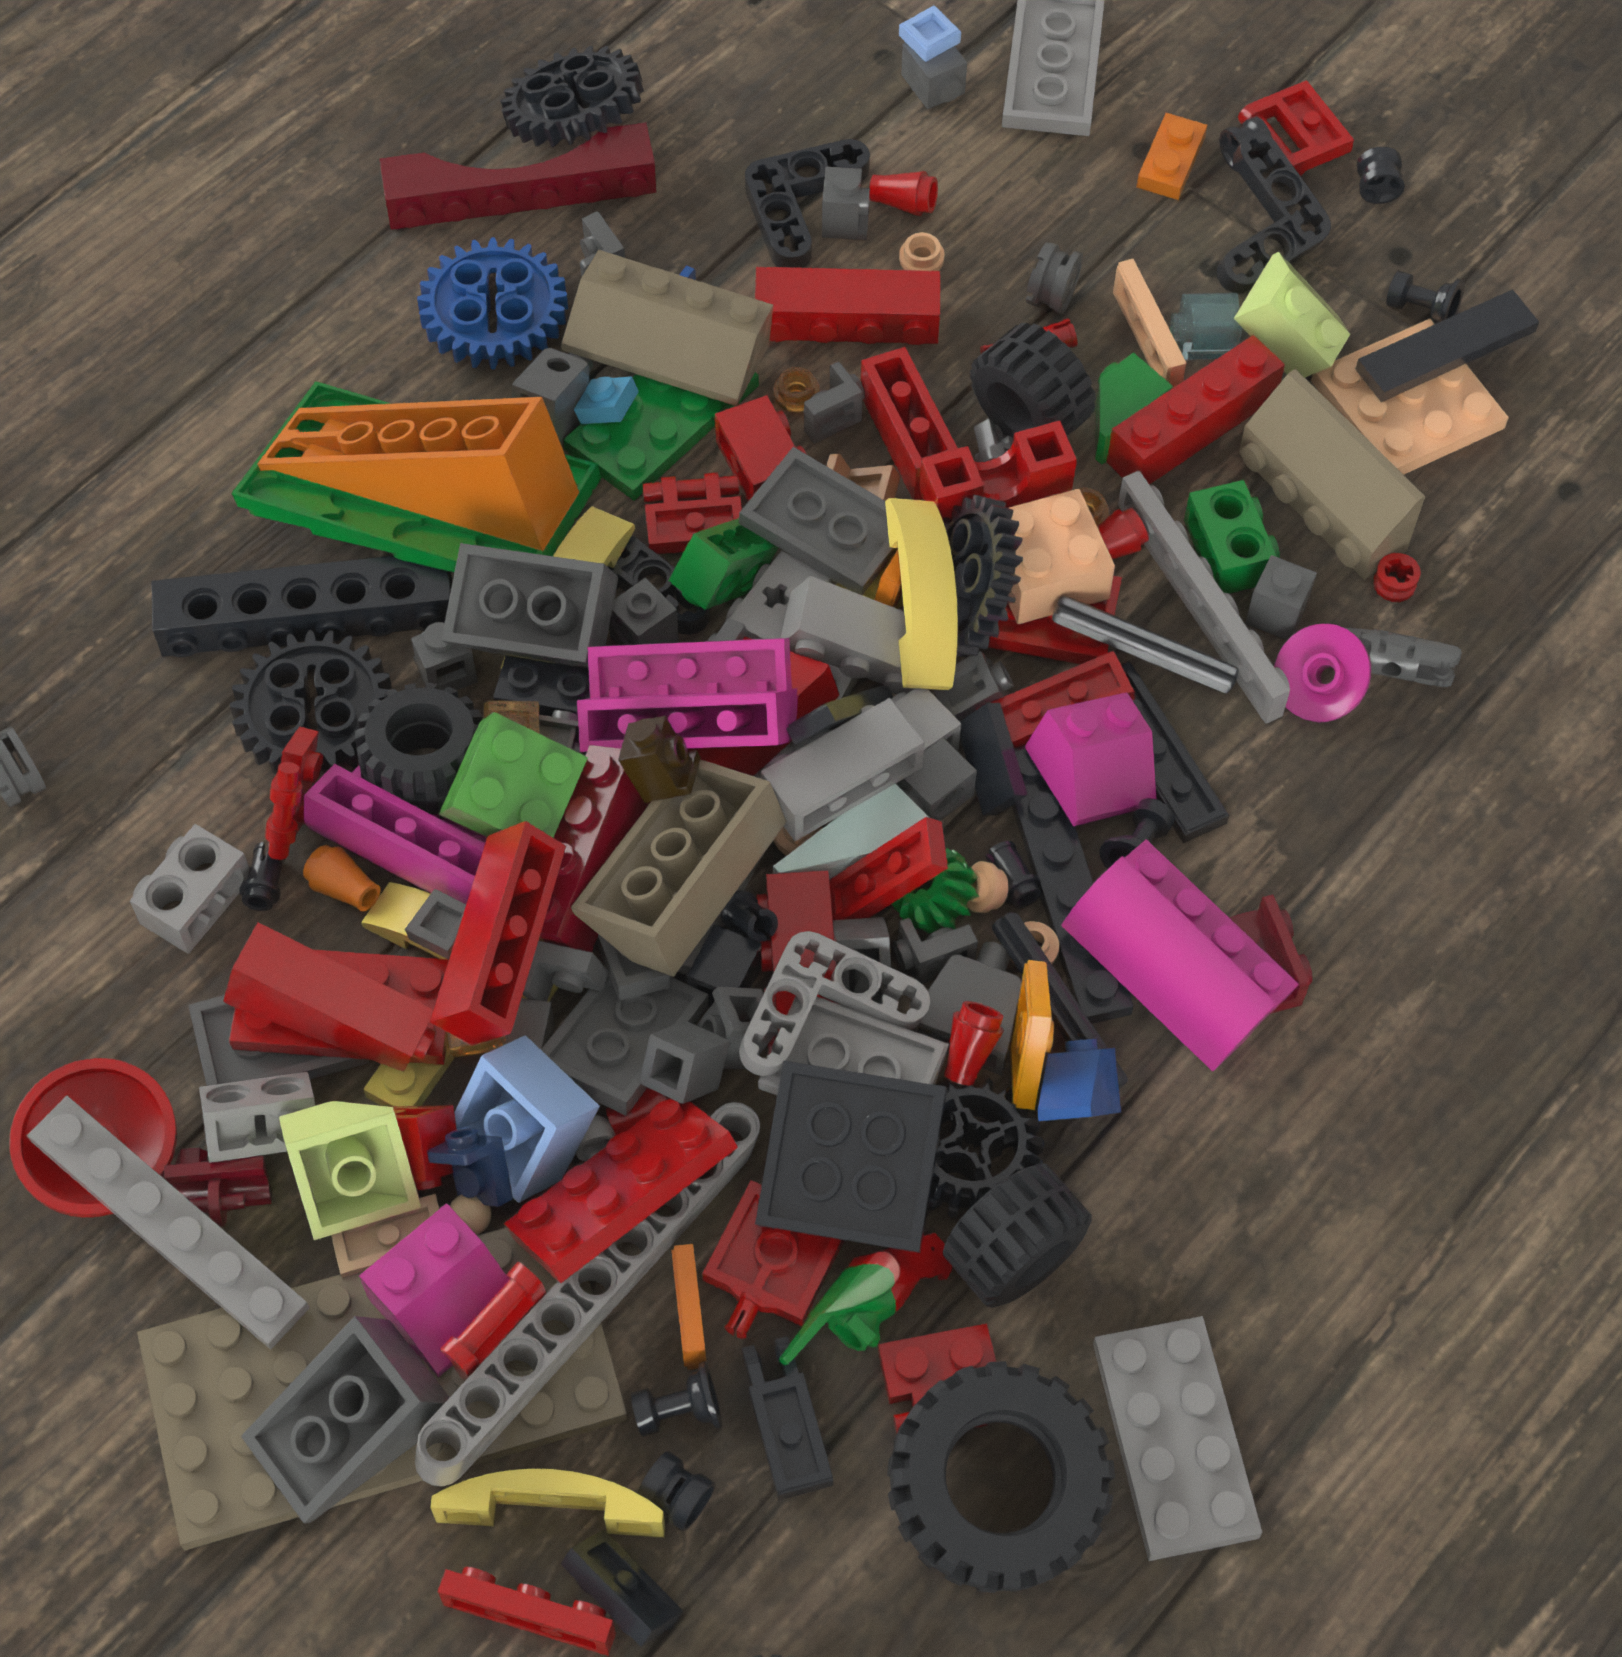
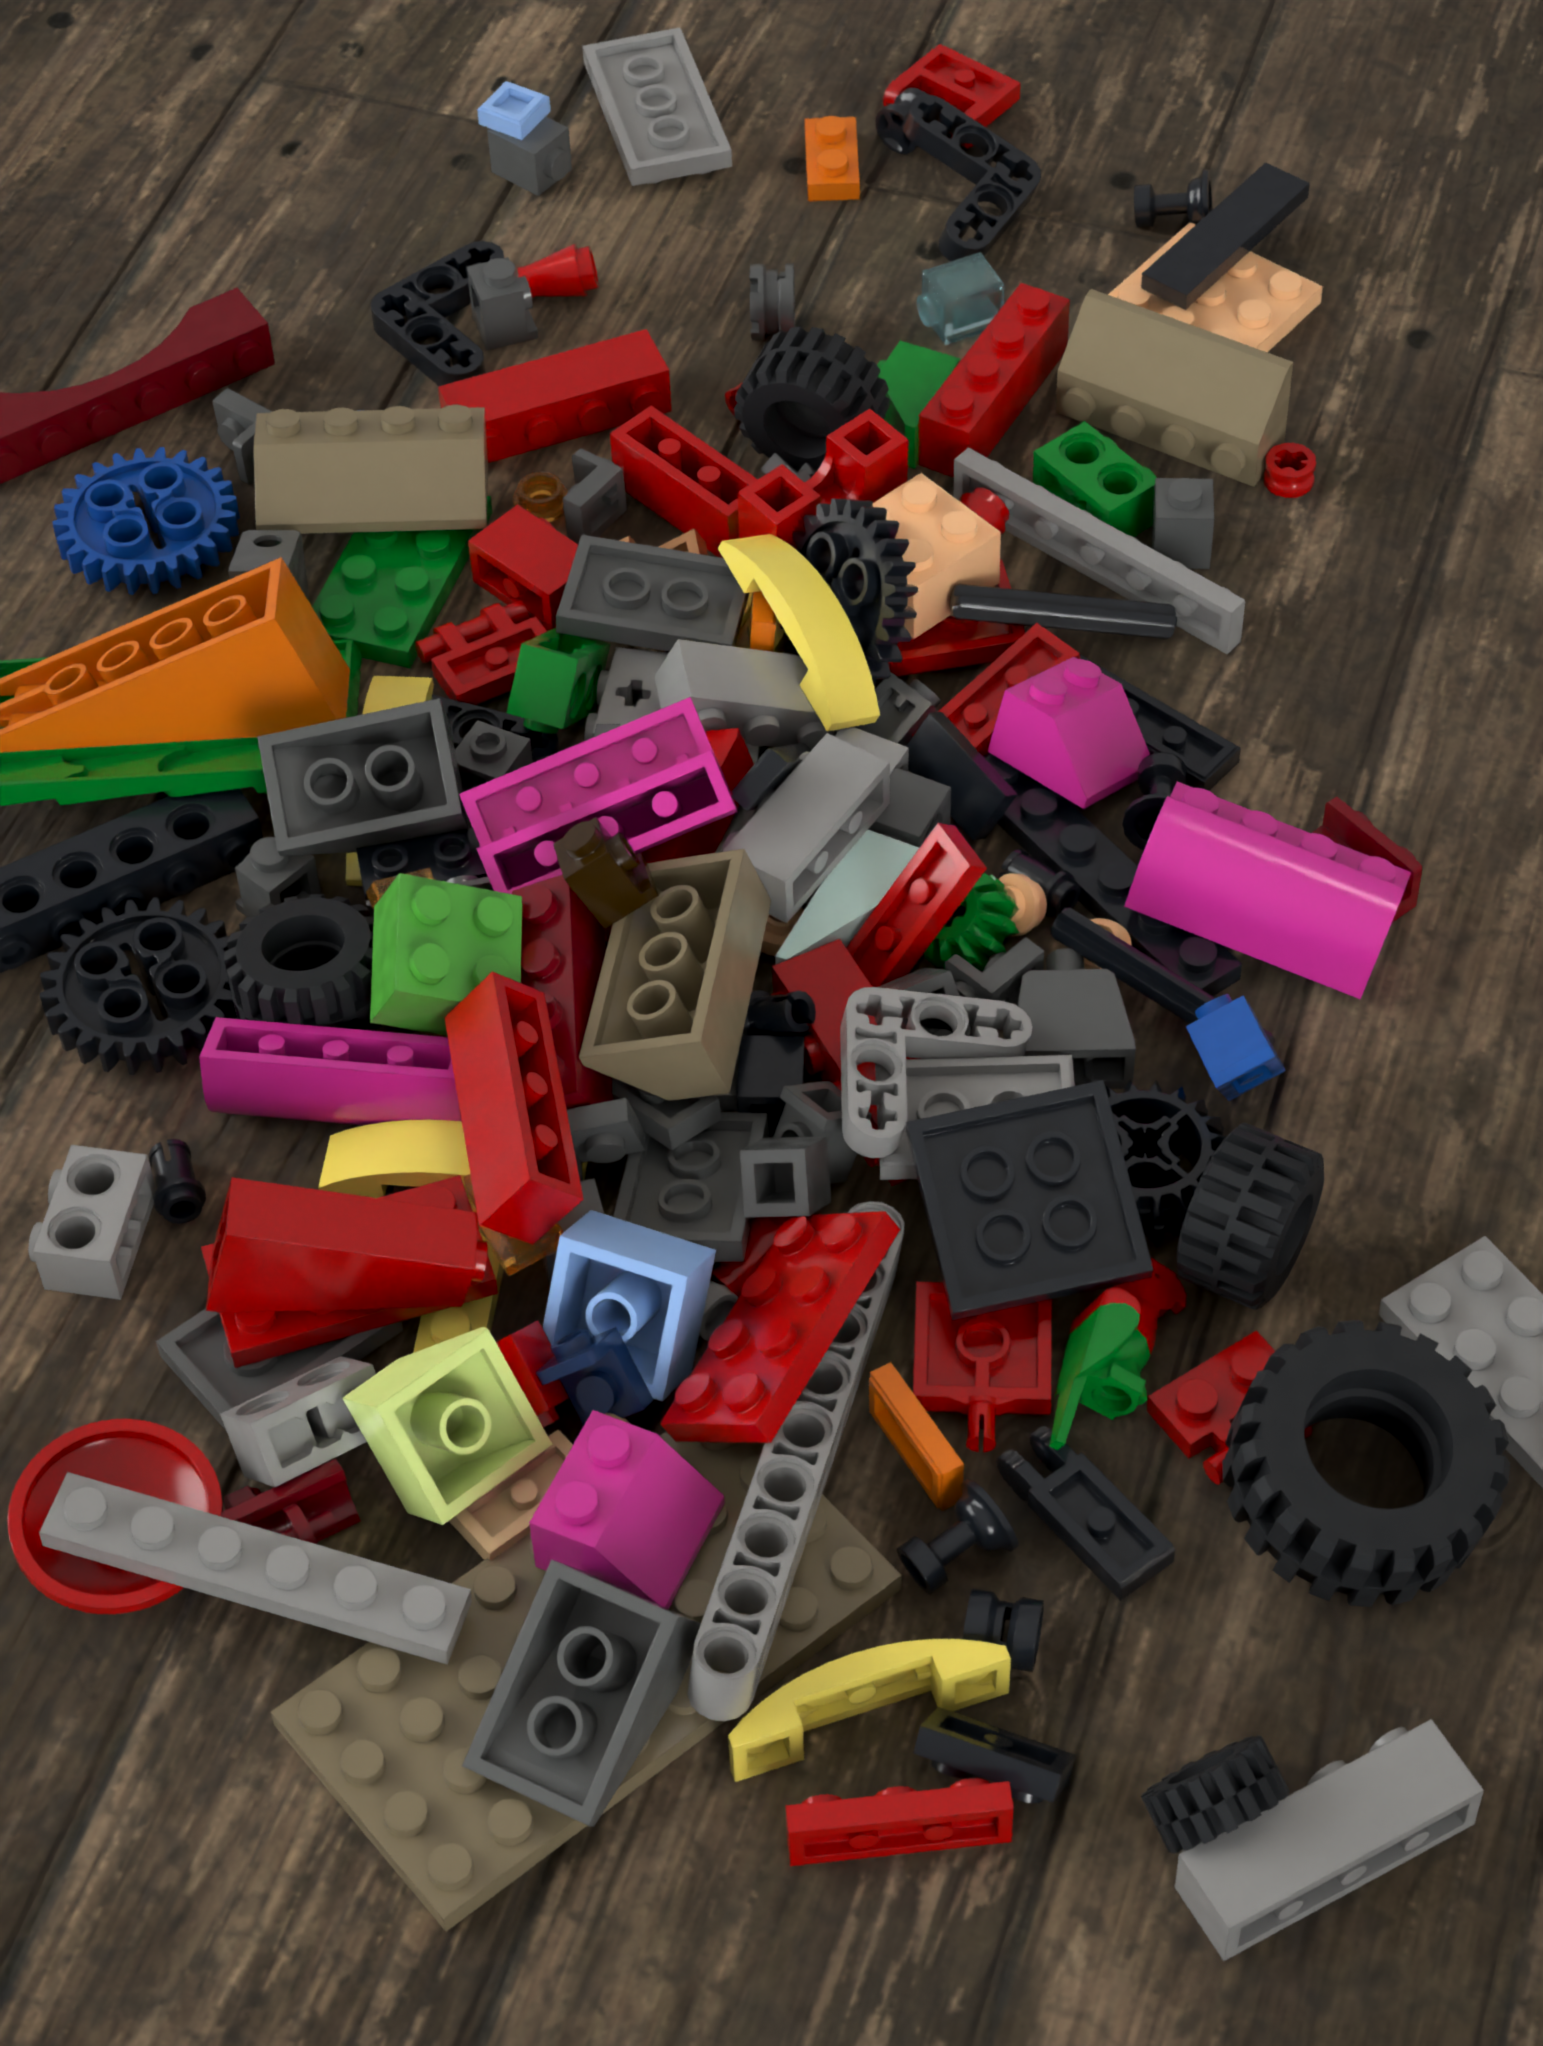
camera: 20 degrees left, 10 degrees down
(295, 776) = (177, 1060): red plate -> none
(339, 877) = (268, 1147): orange cone -> none
(437, 923) = (428, 1139): dark grey plate -> none
(494, 1321) = (705, 1543): red plate -> none
(572, 96) = (135, 290): black gear -> none
(606, 400) = (334, 567): dark azure plate -> none
(922, 253) = (608, 322): light nougat plate -> none
(972, 1039) = (1096, 1040): red cone -> none
(1031, 1034) = (1158, 1011): light orange plate -> none
(1148, 323) = (891, 310): light nougat tile -> none
(1292, 319) = (1051, 253): yellowish green slope -> none
(1305, 659) = (1263, 551): dark pink dish -> none
(1380, 175) = (1065, 107): black wheel -> none
(1409, 657) = (1331, 539): dark grey hinge -> none

